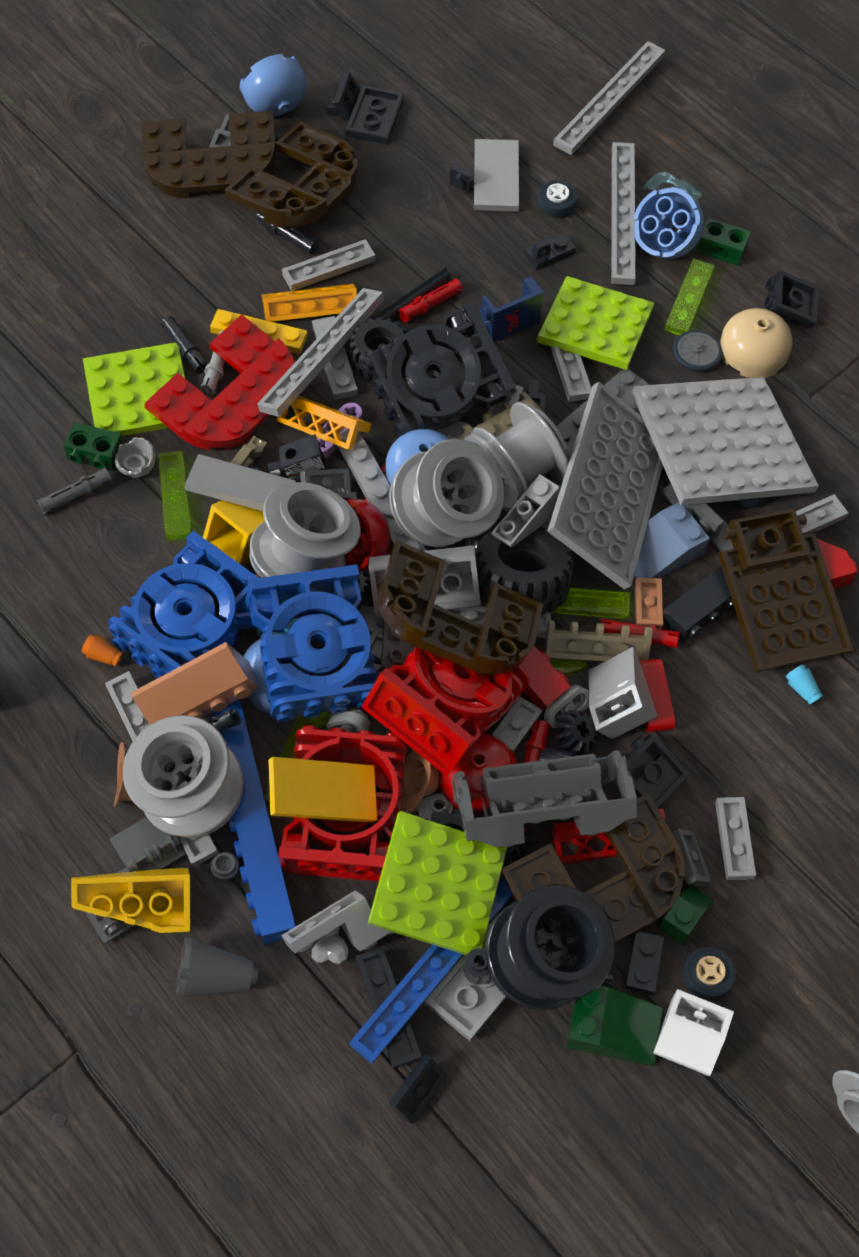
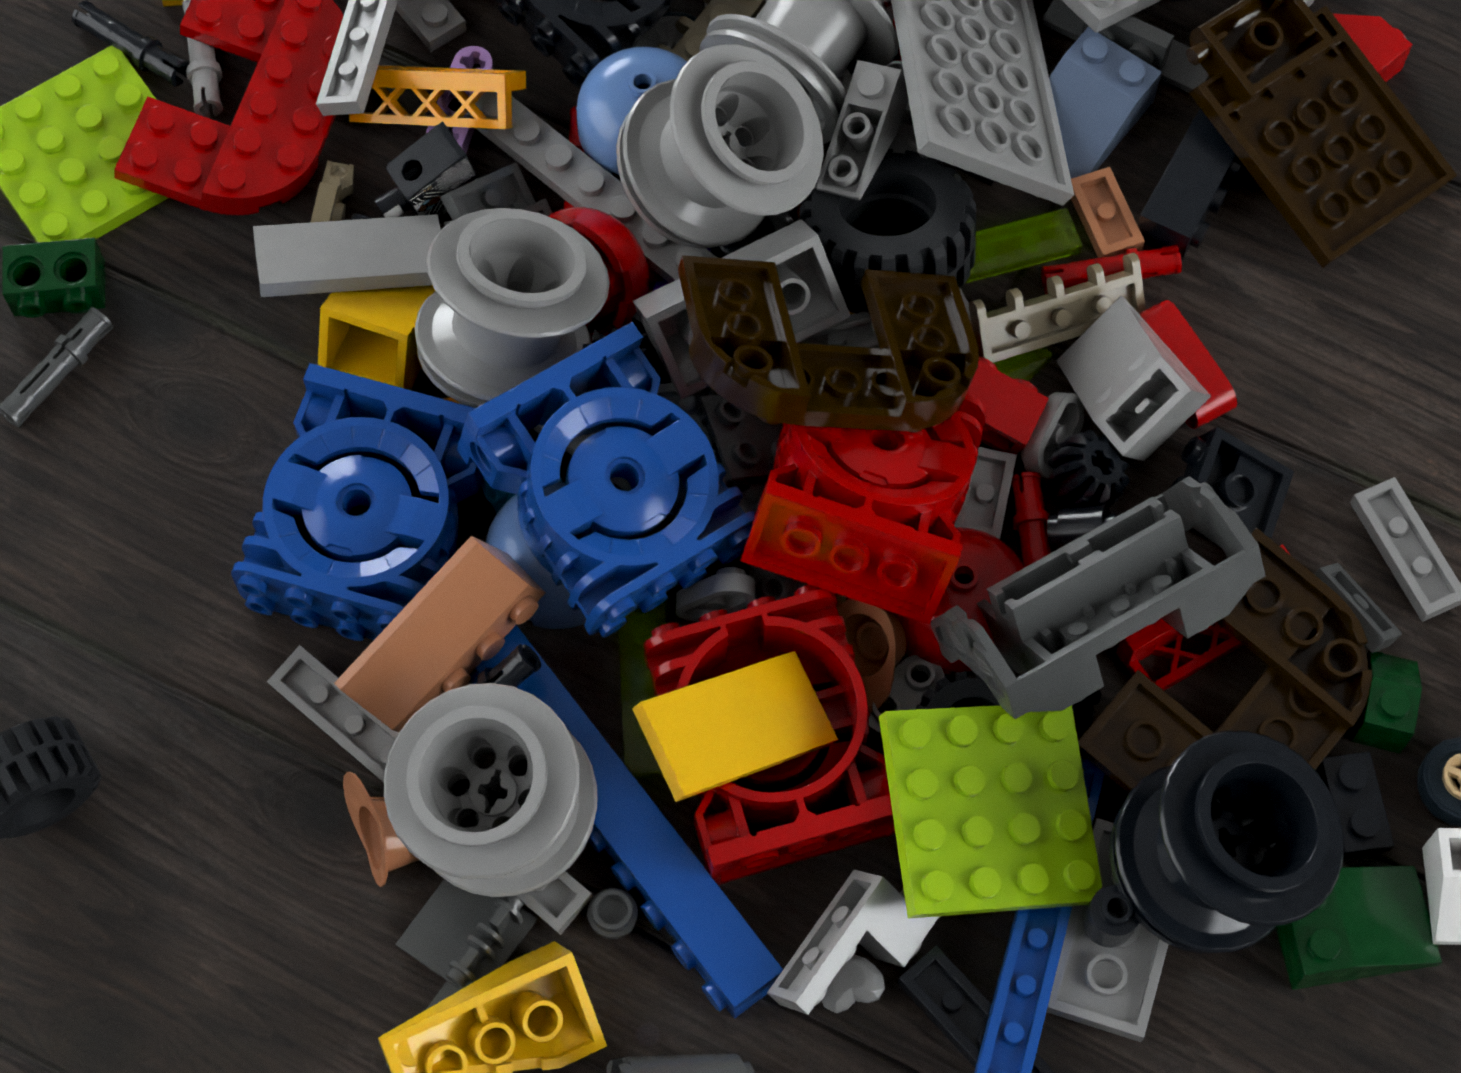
camera: 20 degrees left, 5 degrees up
(101, 650) = (233, 627): orange cone -> none
(135, 457) = (138, 271): light grey hair -> none
(174, 496) = (234, 313): clear neon green tile -> none
(804, 684) = (1405, 258): medium azure cone -> none

